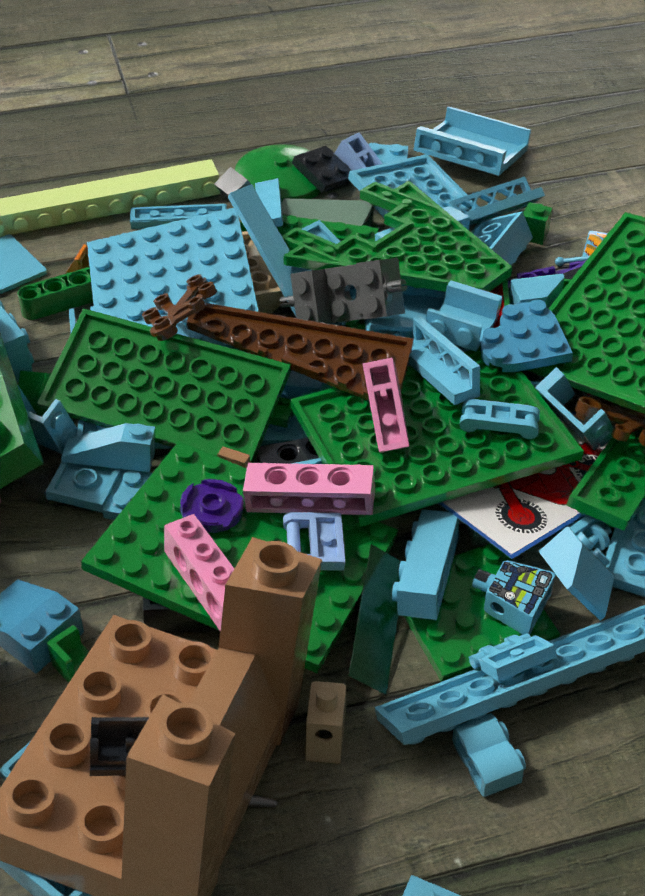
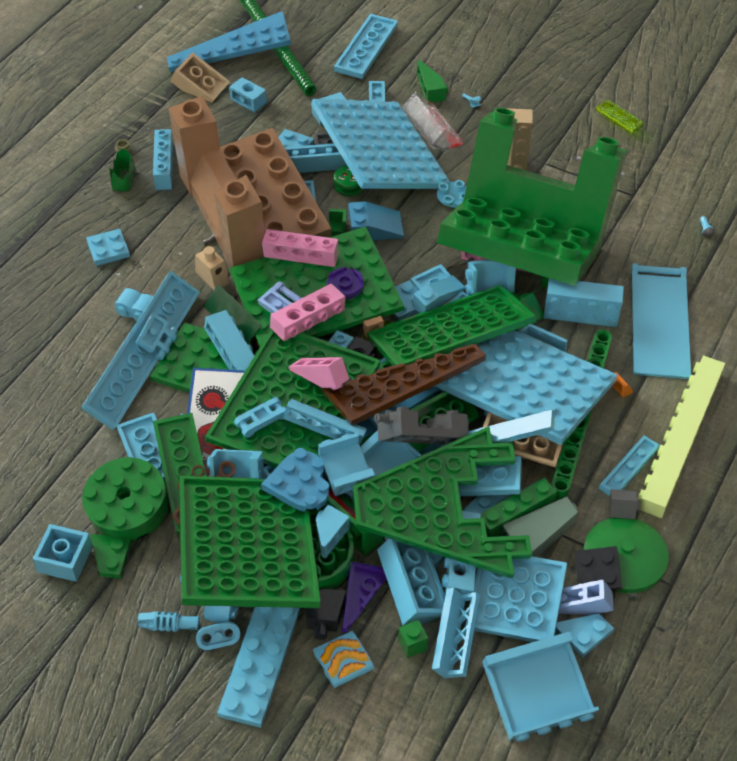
camera: 135 degrees right, 5 degrees up
(112, 742) = (250, 166): black hinge -> none
(190, 303) = (477, 329): reddish brown plant -> none
(270, 195) = (577, 495): medium azure tile -> none
(516, 594) = (179, 363): torso -> none
(559, 261) = (339, 634): medium azure hinge -> none
(581, 569) = (158, 390): medium azure slope -> none

